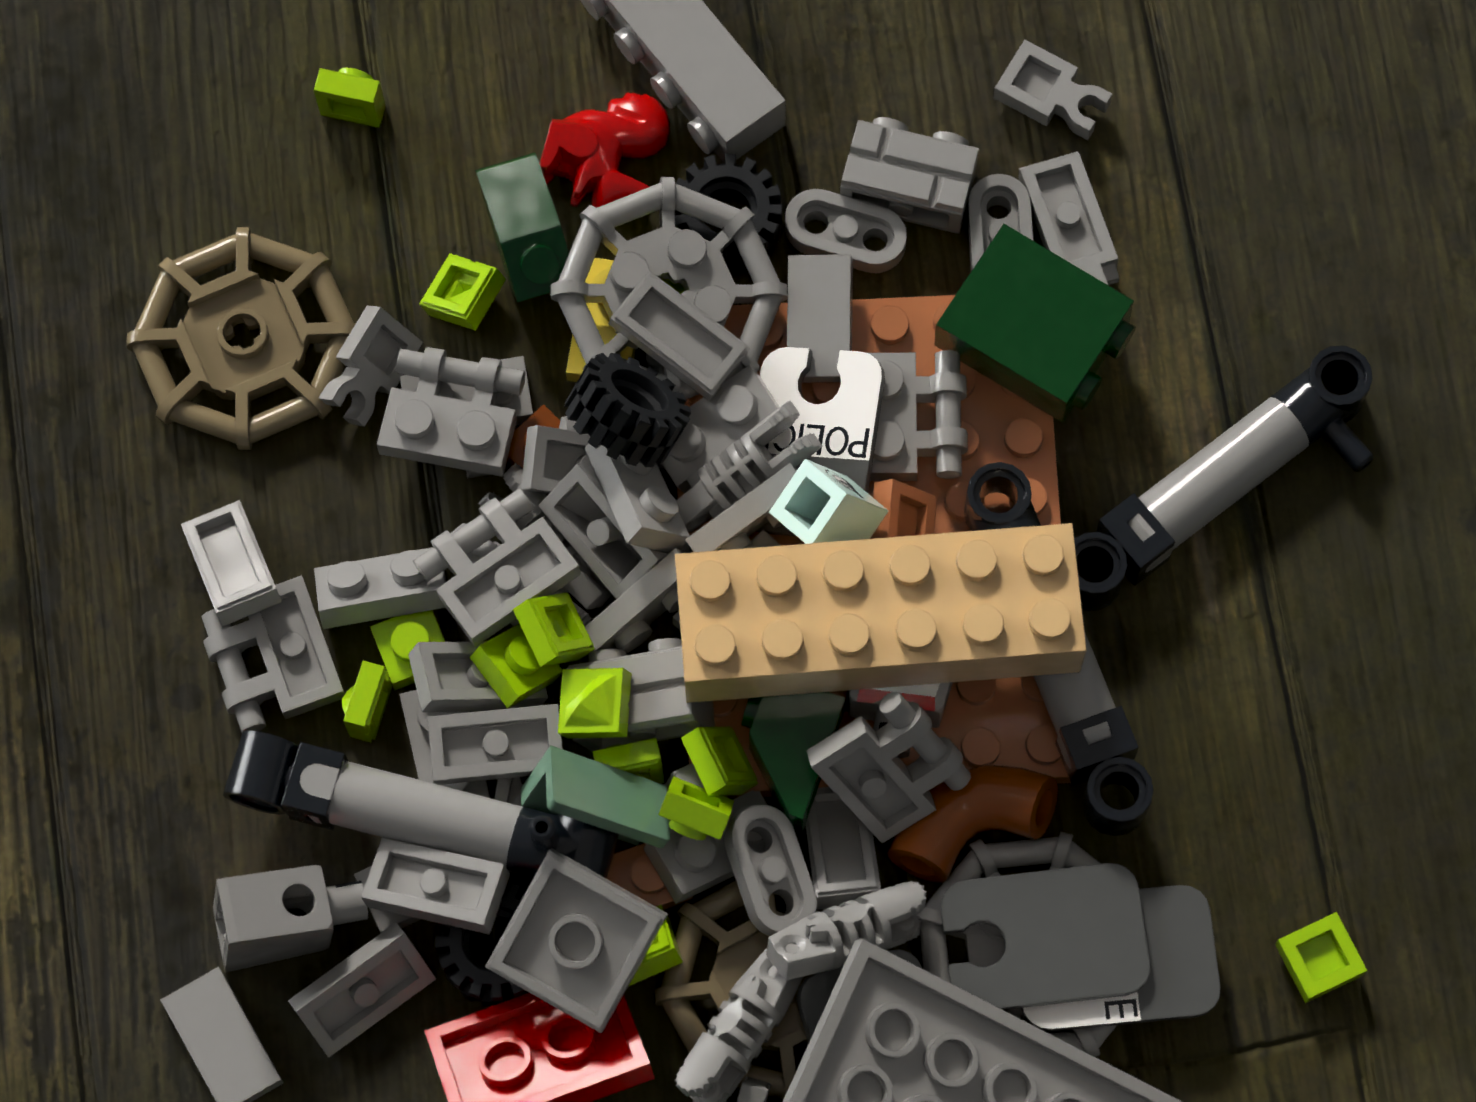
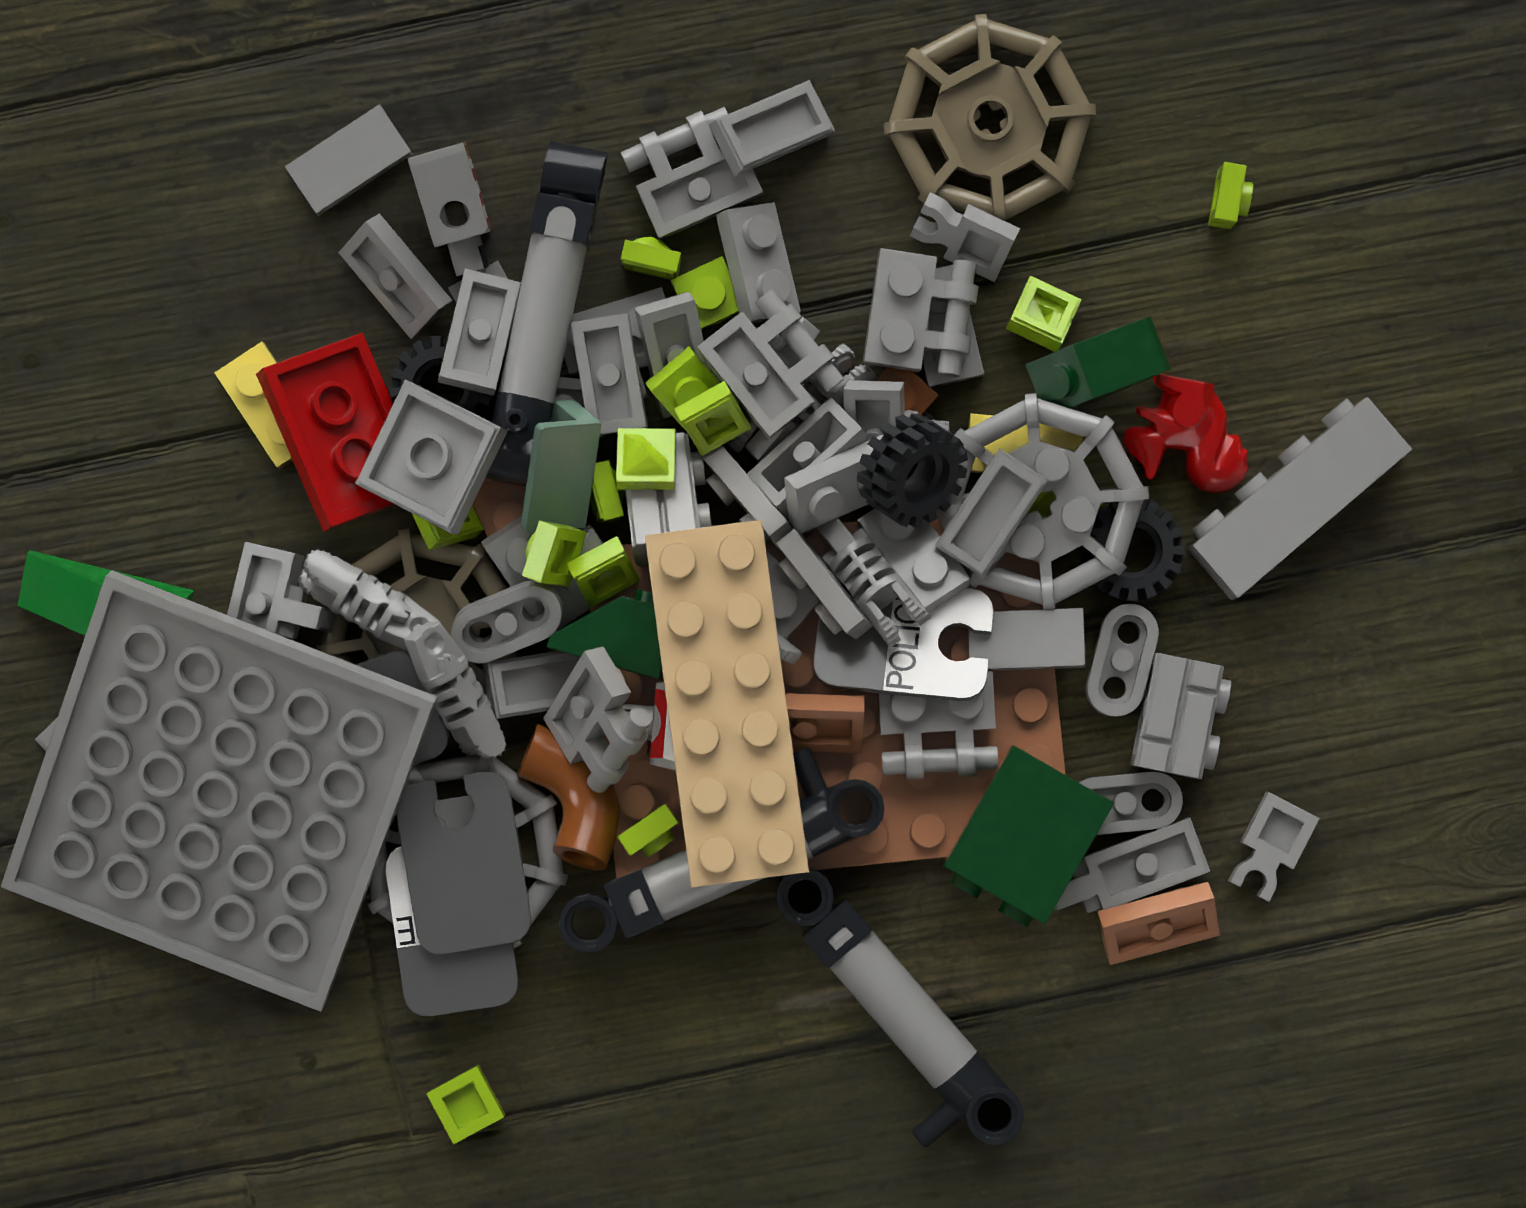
camera: 80 degrees right, 15 degrees up
(826, 506) = (821, 655): light aqua brick -> none
(1016, 724) = (651, 832): none -> lime plate
(1132, 206) = (1159, 923): none -> nougat plate

